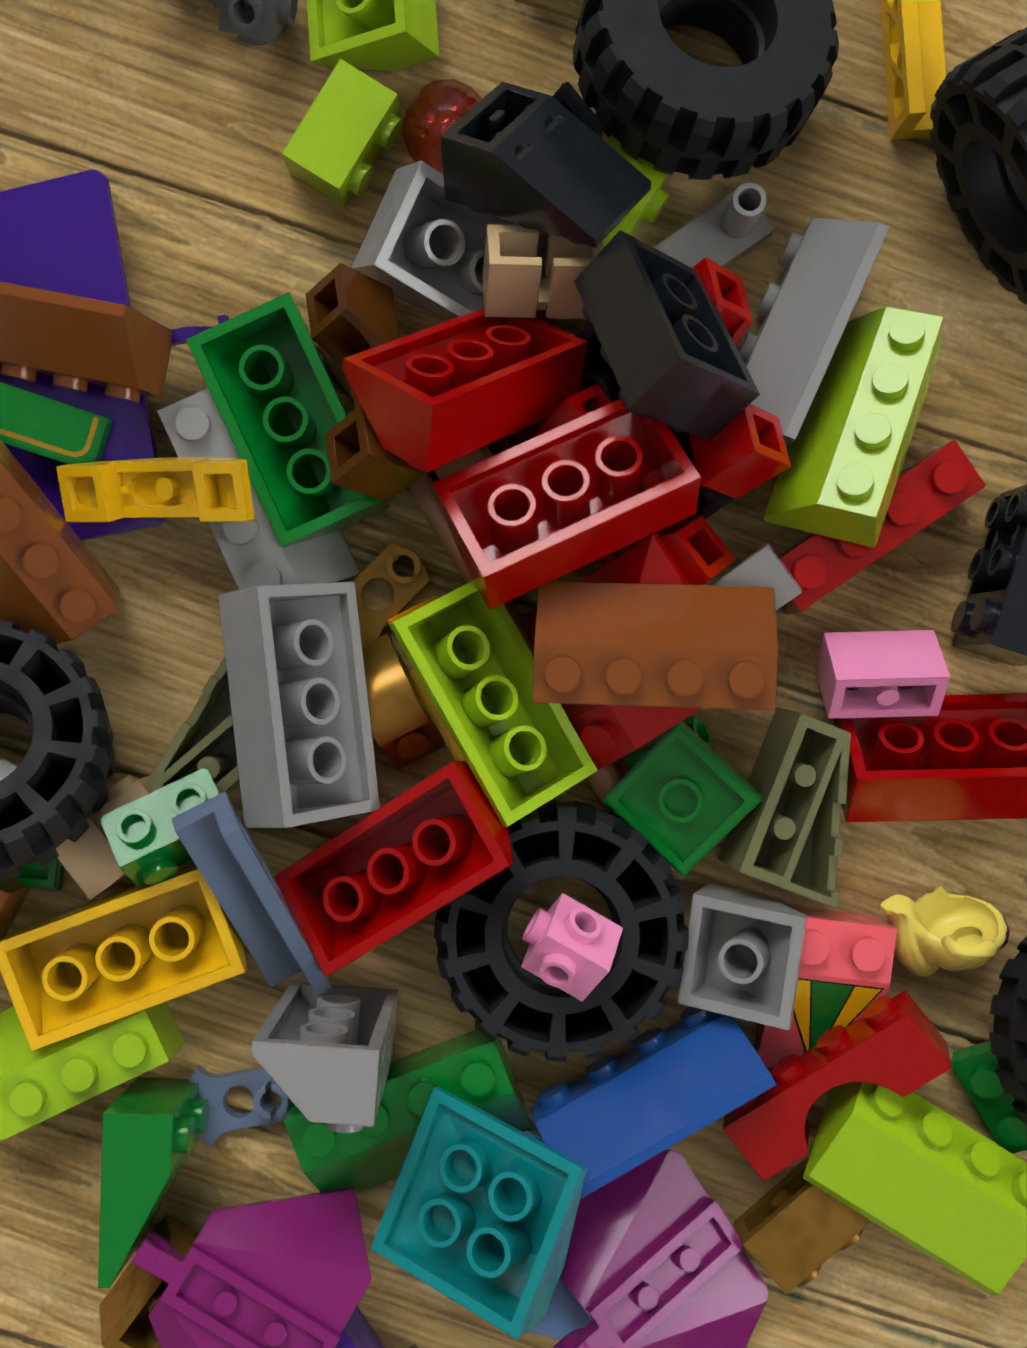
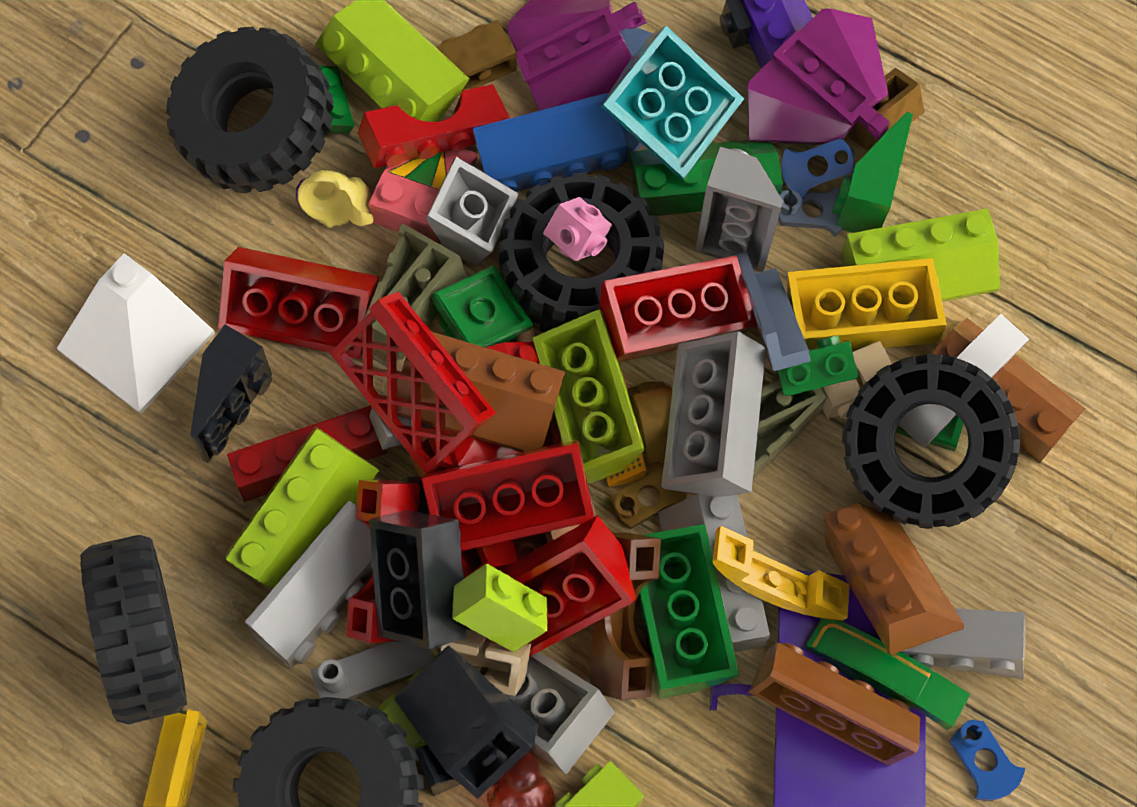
camera: 170 degrees left, 20 degrees down
(274, 1160) = (796, 170): none -> blue piece
(536, 310) = (500, 608): none -> lime brick
(747, 644) = (429, 365): none -> red fence
(882, 674) = (314, 366): bright pink brick -> none

